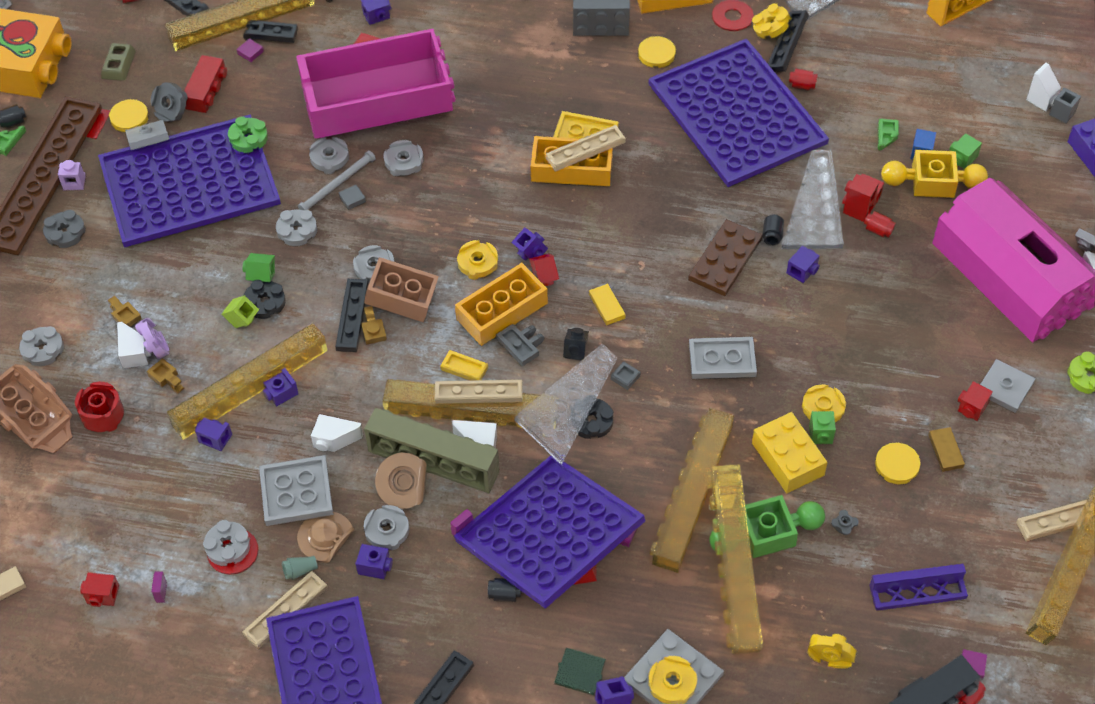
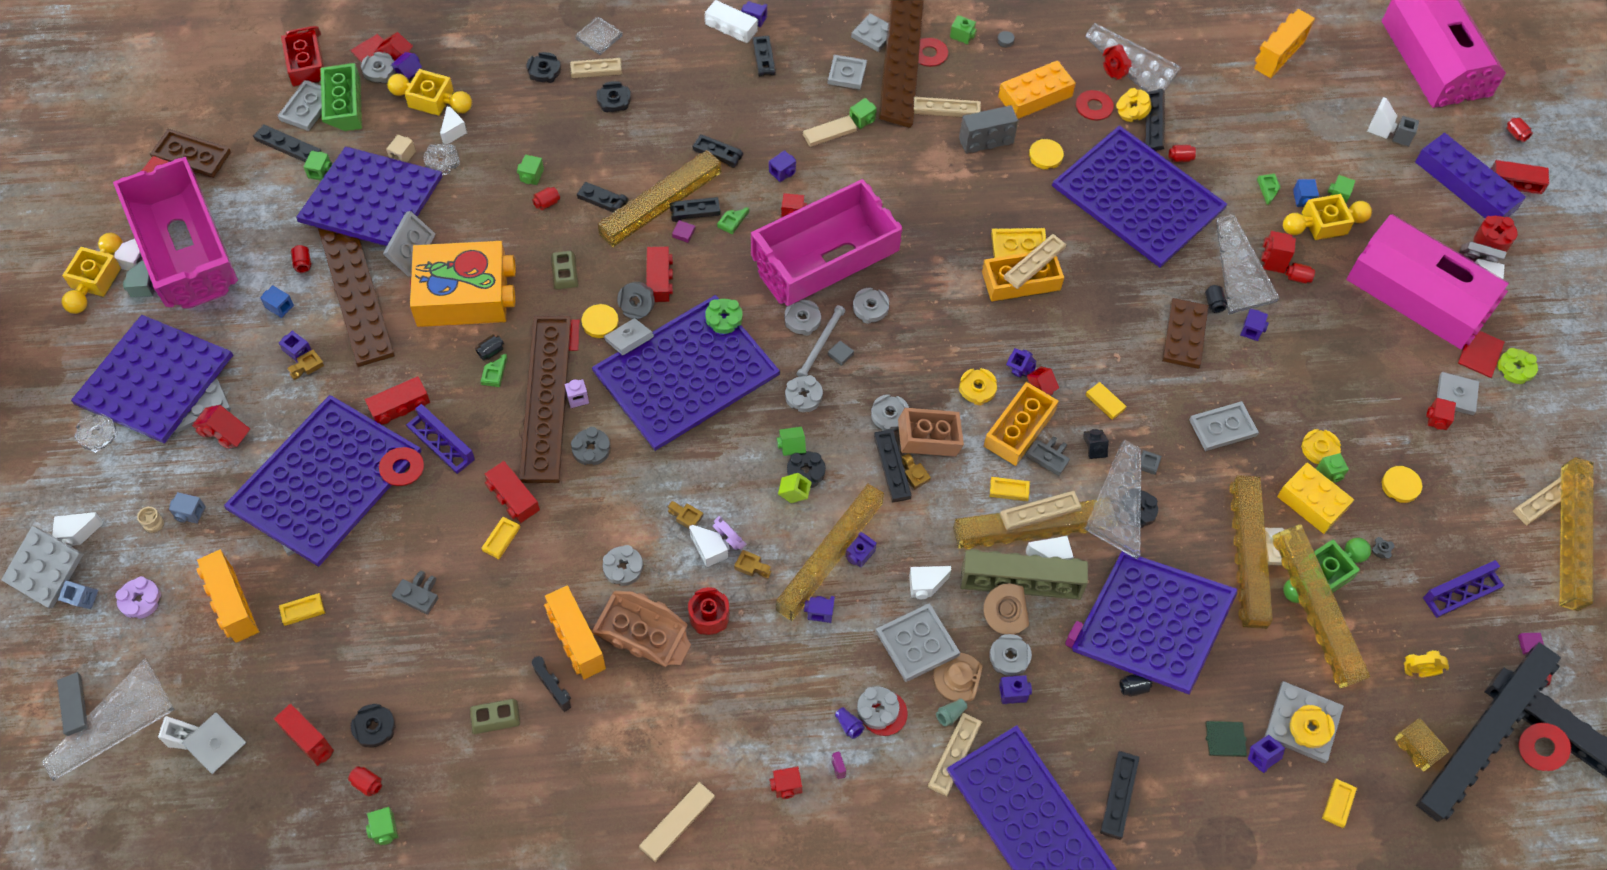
camera: 20 degrees left, 5 degrees up
(190, 551) = (851, 725): none -> dark purple cone
(304, 47) = (732, 219): none -> bright green tile
(946, 449) = (1434, 462): pearl gold tile -> none
(1054, 352) = (1482, 354): none -> red window

